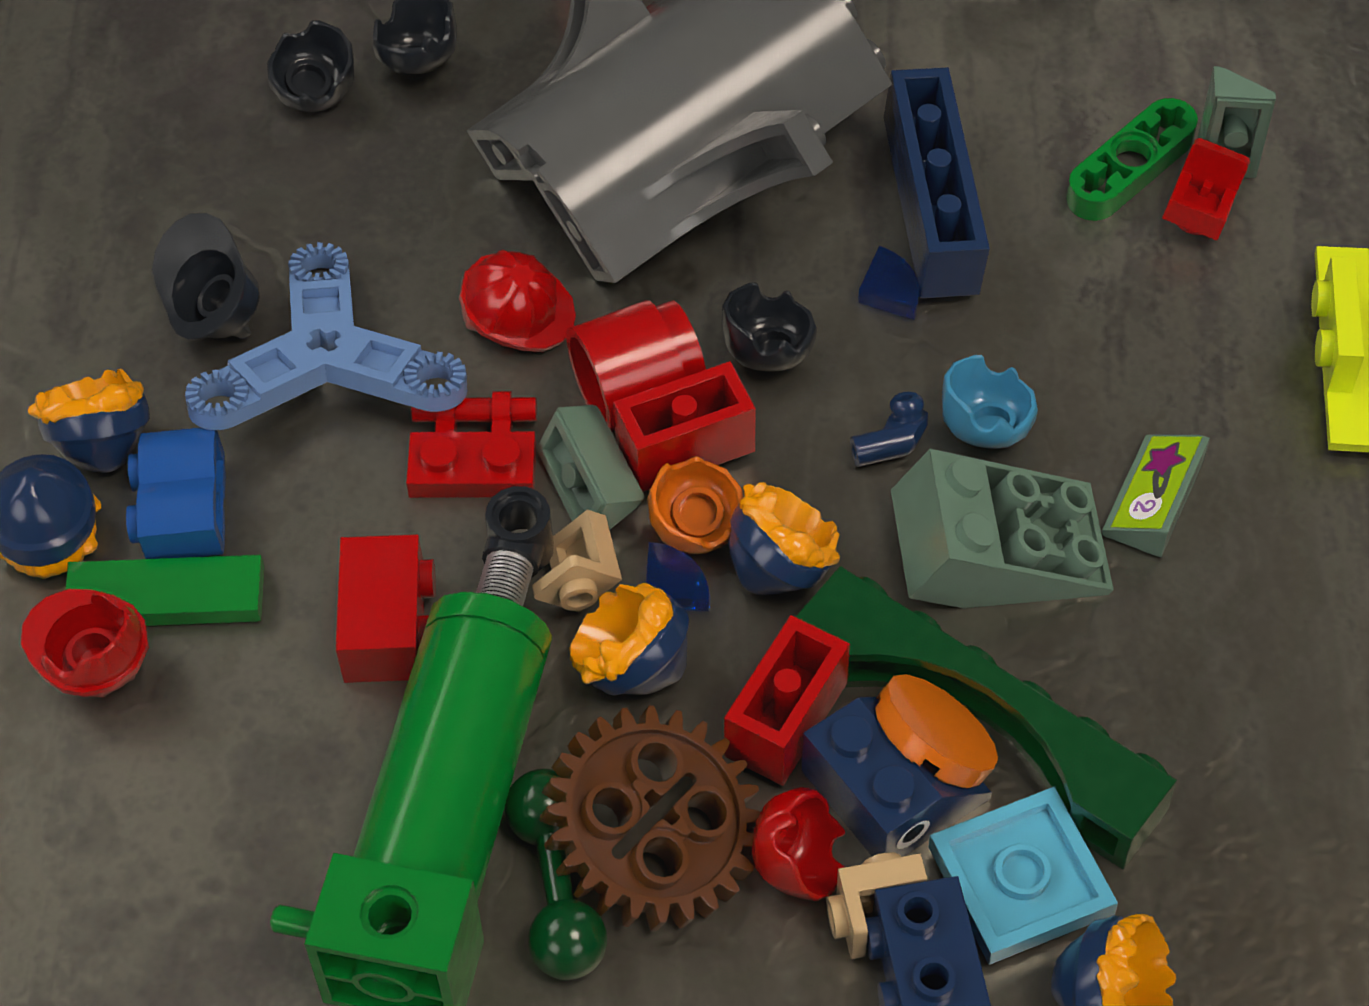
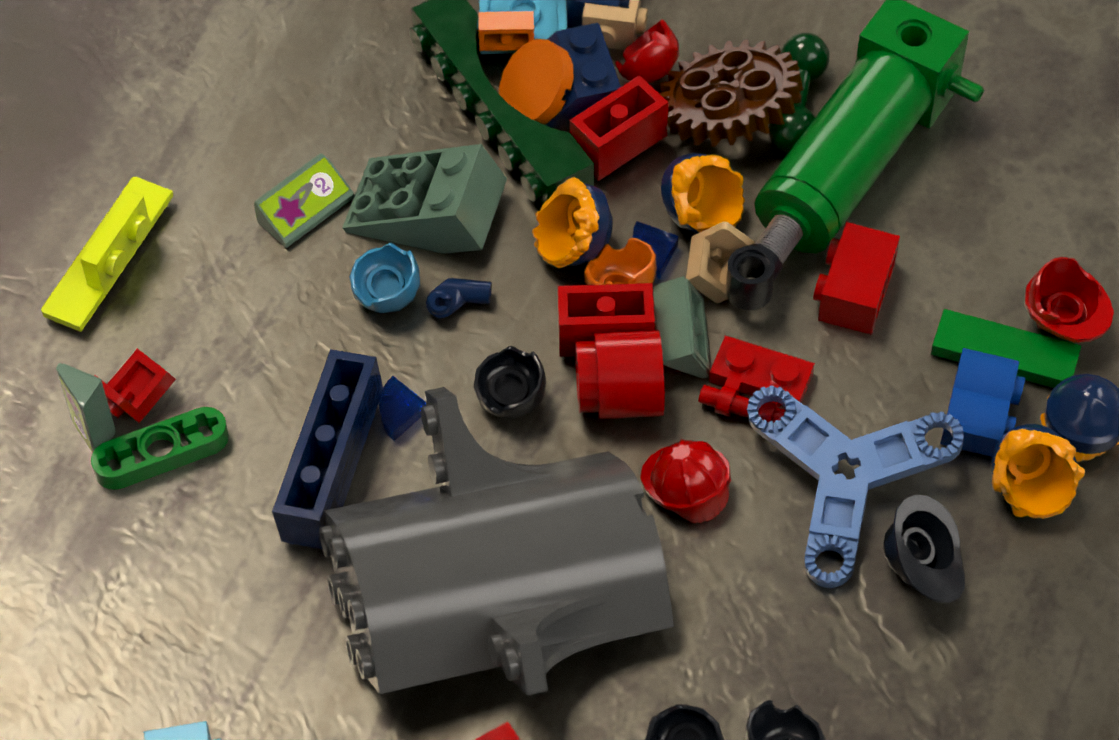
camera: 160 degrees left, 0 degrees up
(1019, 791) = (505, 30): none -> orange piece

